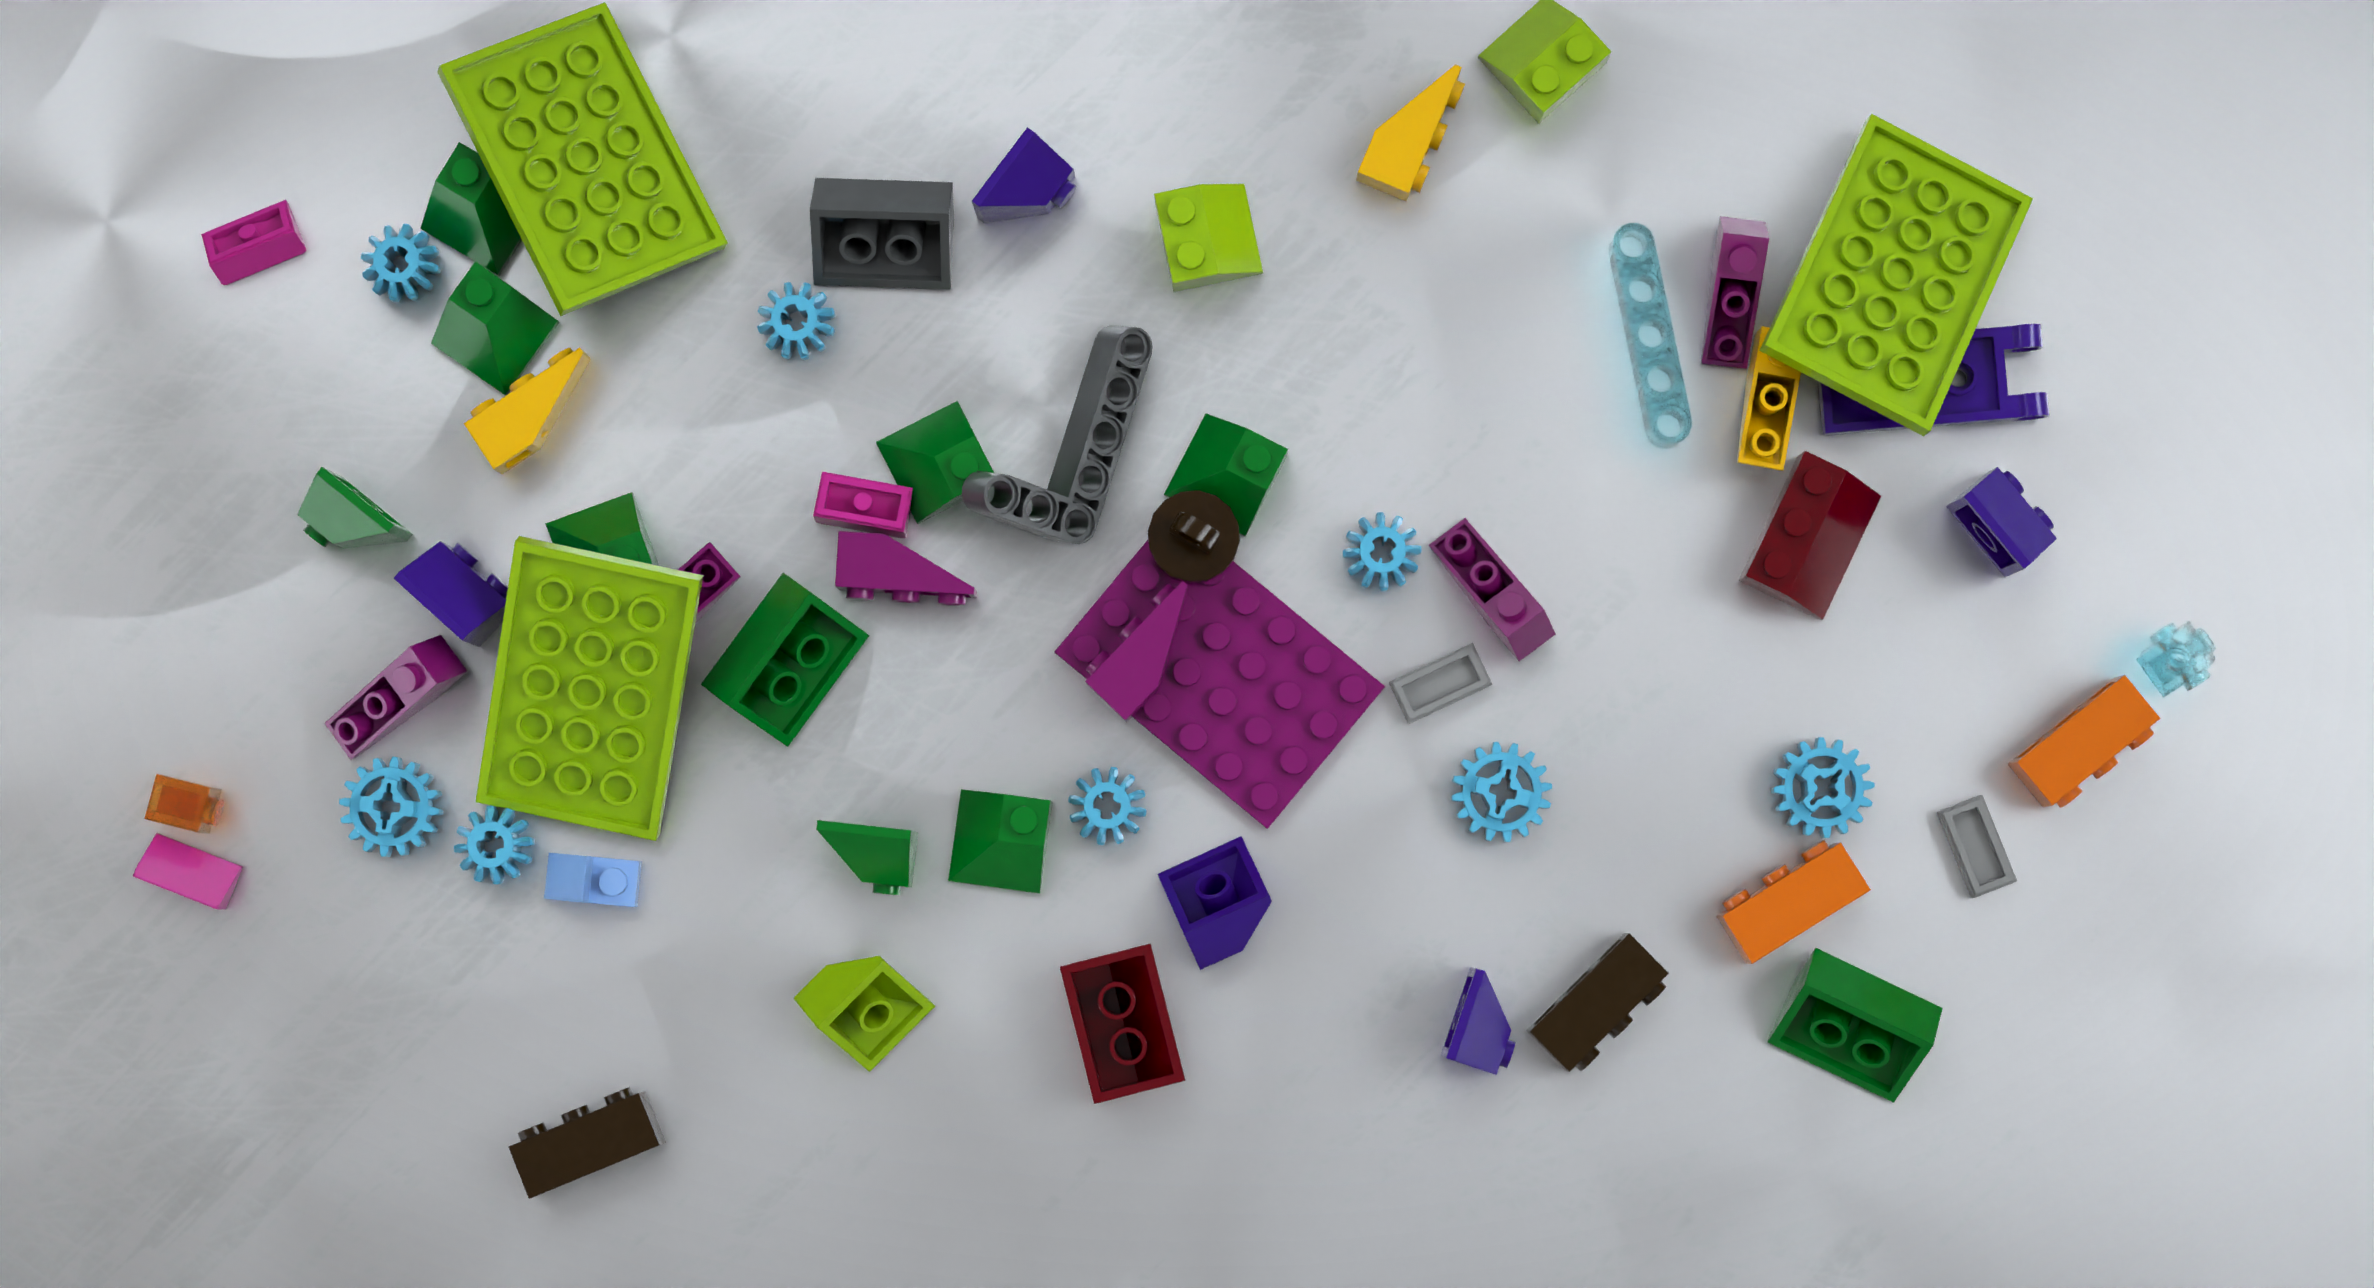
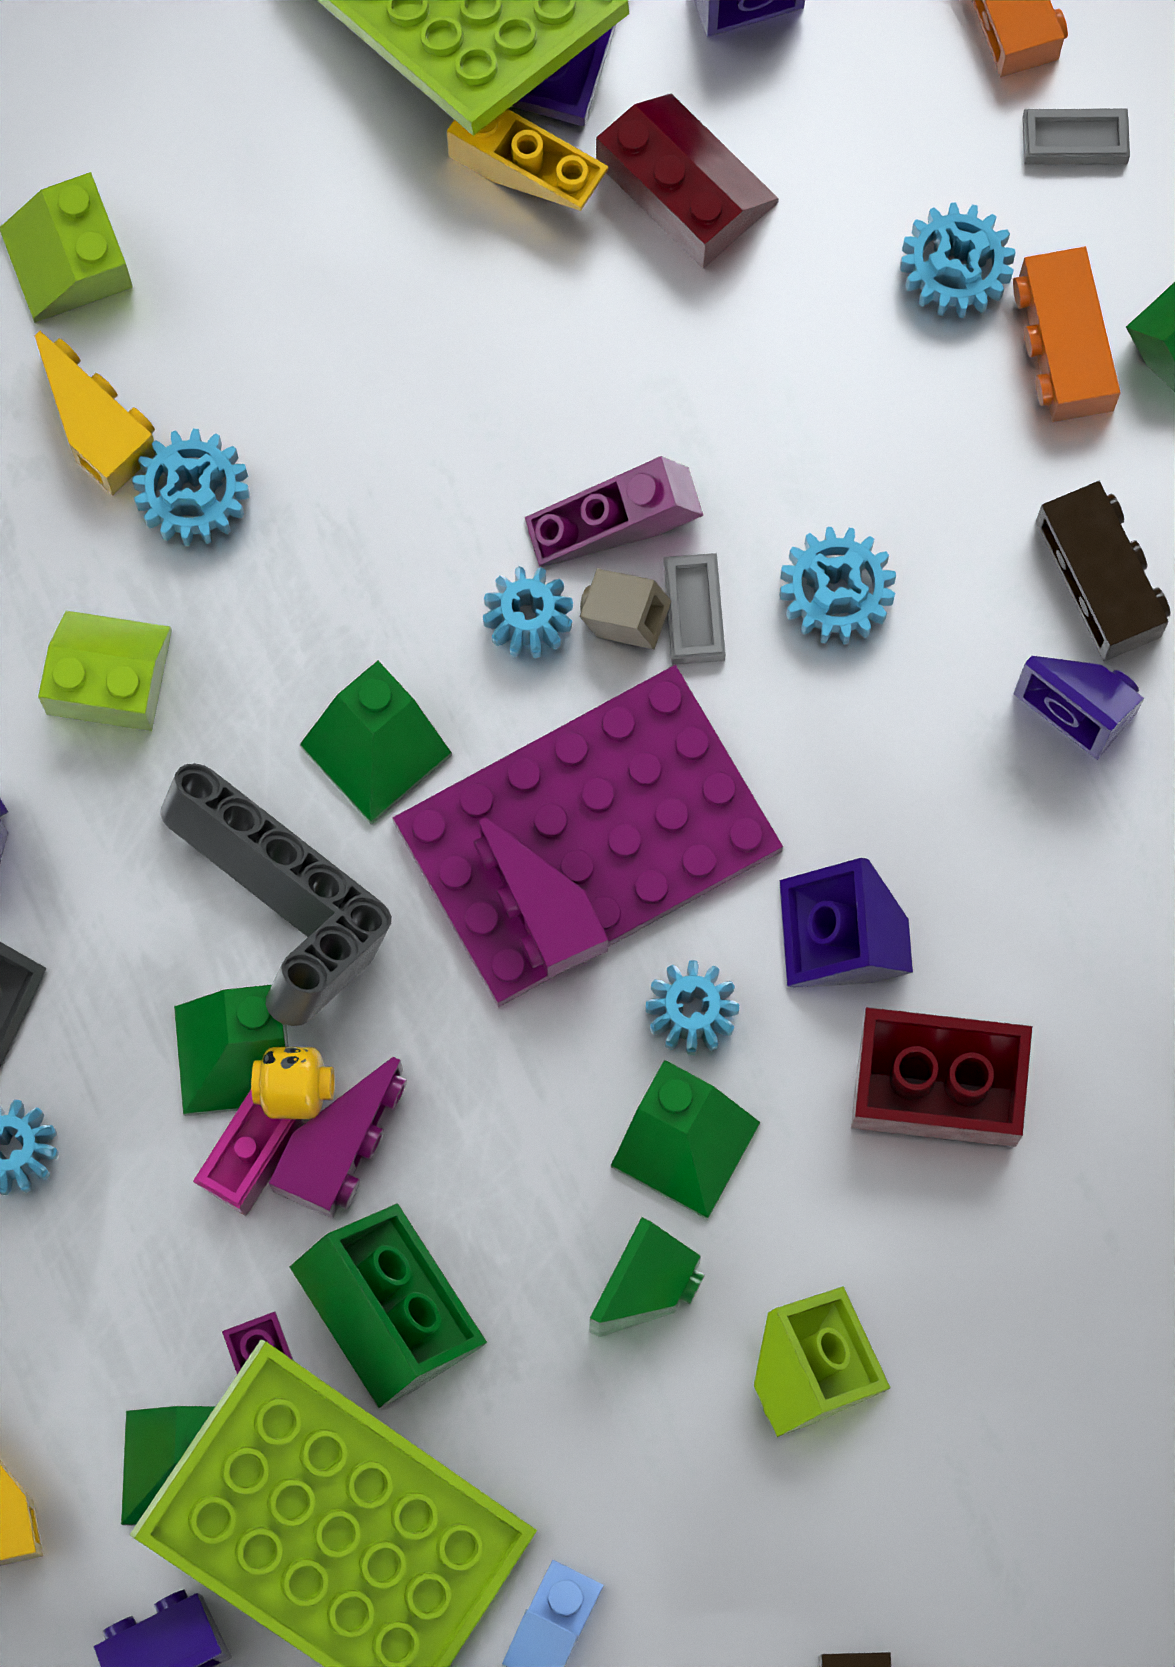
camera: 75 degrees left, 10 degrees down
(922, 517) = (292, 1082): none -> yellow head
(1193, 536) = (432, 799): dark brown tile -> none
(1399, 253) = (181, 469): none -> medium azure gear
(1413, 628) = (624, 608): none -> dark tan brick
(1655, 314) = (391, 236): clear light blue beam -> none
(1734, 291) = (395, 152): magenta slope -> none

